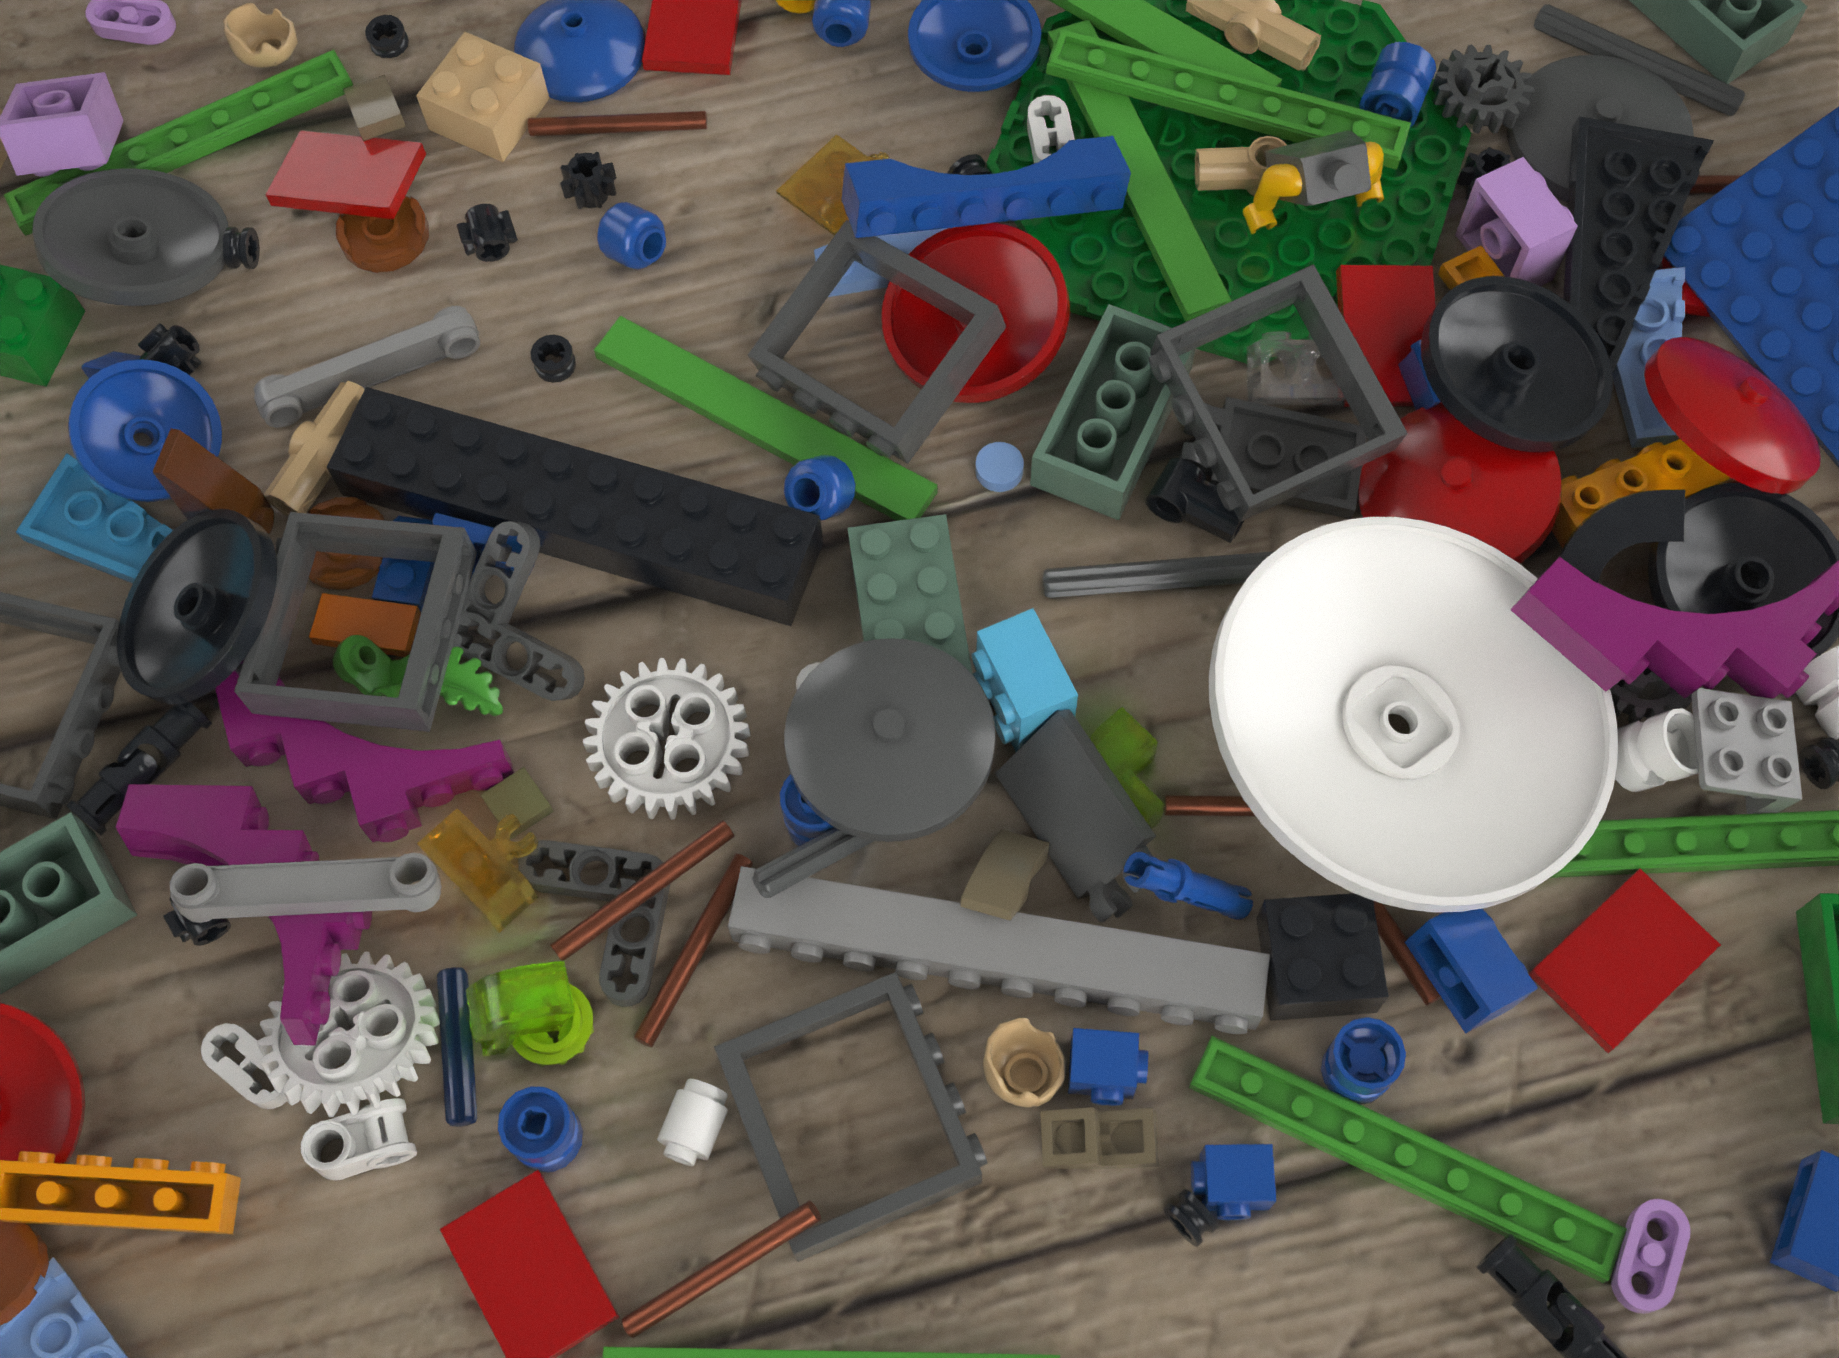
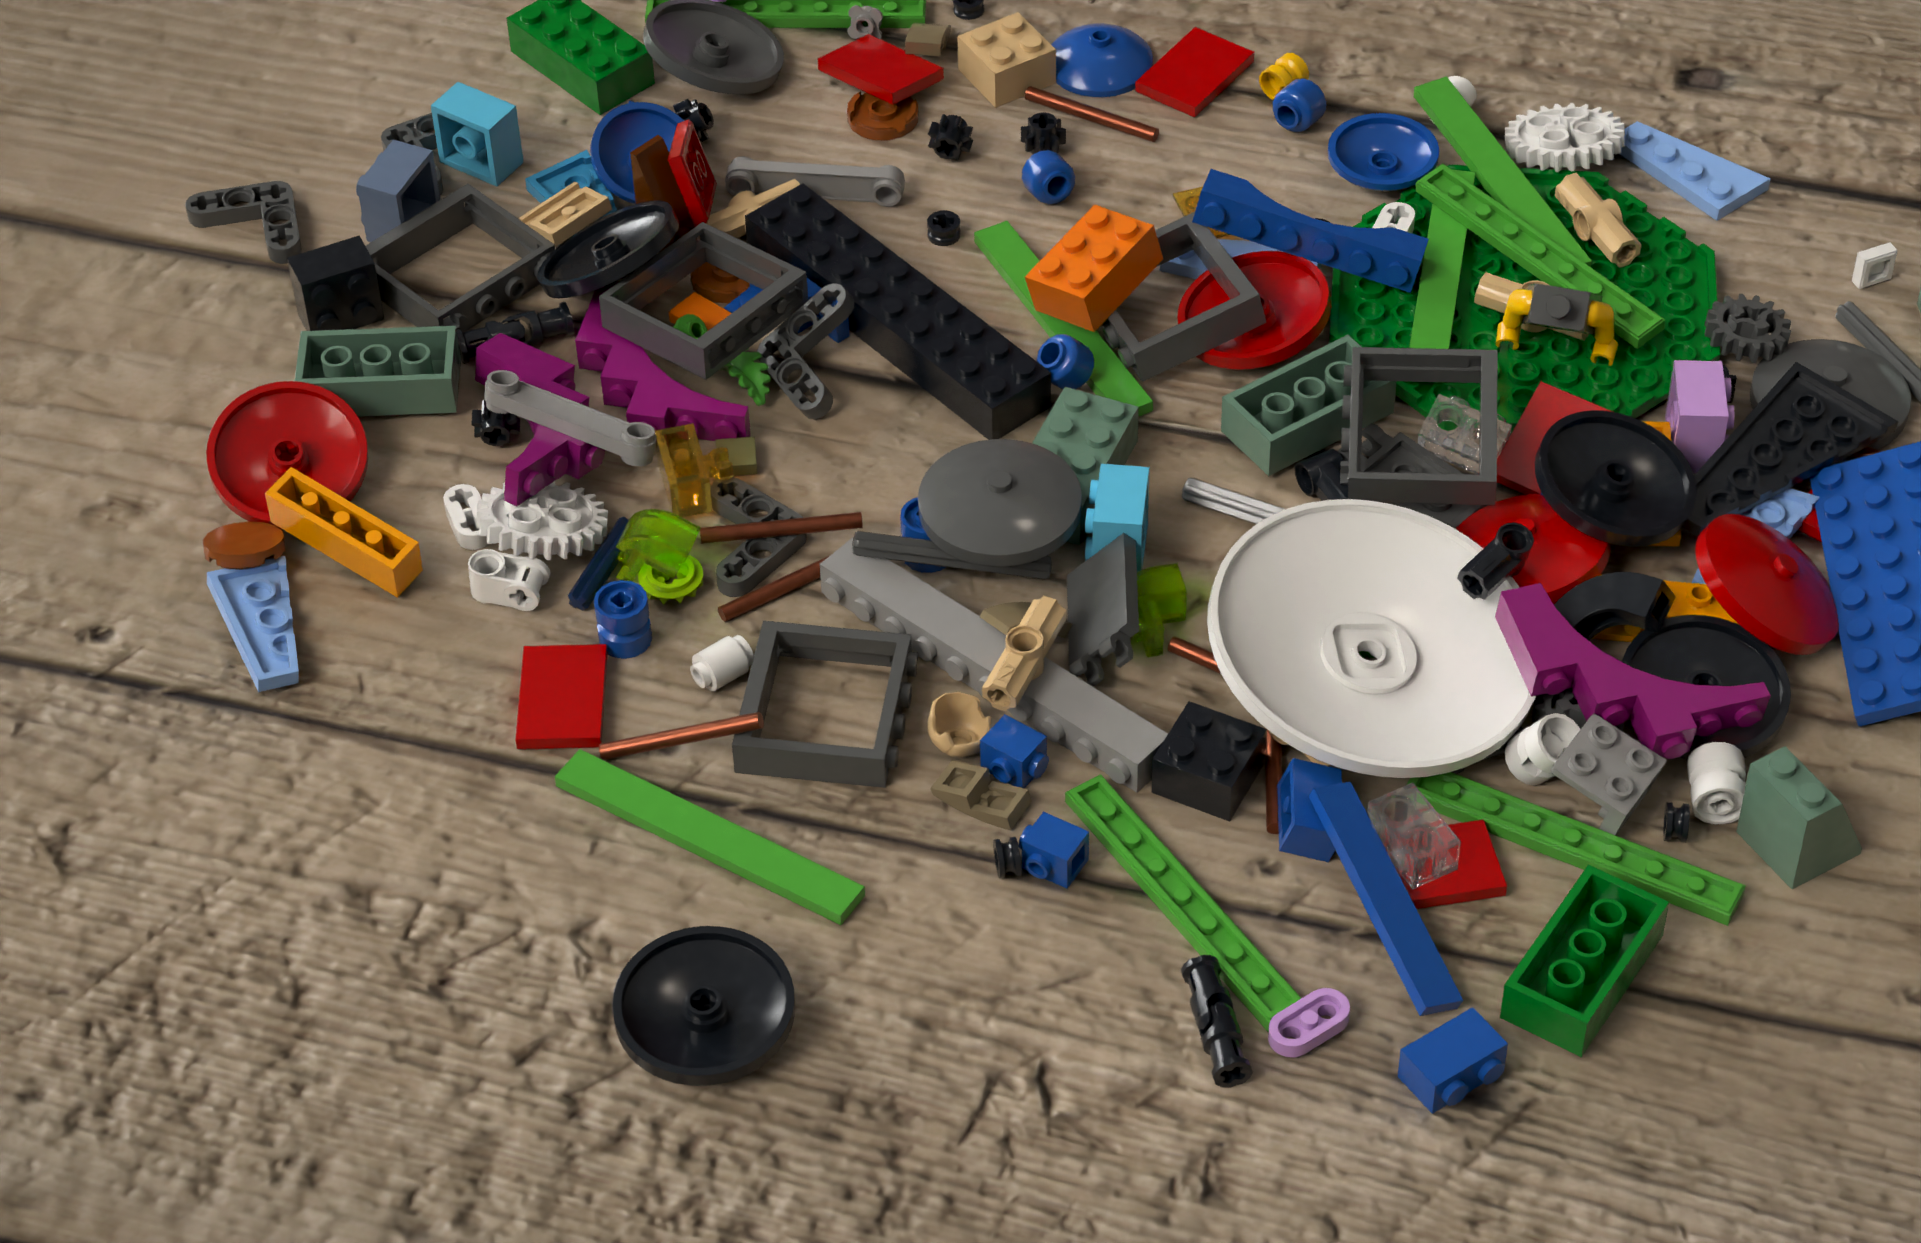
camera: 30 degrees right, 20 degrees down
(102, 566) = (567, 213): none -> tan plate
(227, 439) = (692, 172): none -> red tile
(241, 247) = (780, 83): black bush -> none
(287, 107) = (866, 13): none -> light grey plate
(622, 732) = (859, 460): white gear -> none
(785, 352) = (1094, 268): none -> orange brick
(999, 466) = (1205, 411): light blue tile -> none
(1060, 972) = (1024, 653): none -> tan piece
(1177, 881) = (1130, 656): blue pin -> none
(1363, 1060) = (1191, 824): blue wheel -> none
(1399, 81) = (1677, 293): blue wheel -> none
(1484, 544) = (1497, 561): none -> black piece
(1607, 932) = (1414, 835): none -> clear brick
(1630, 1046) = (1385, 899): none -> blue tile

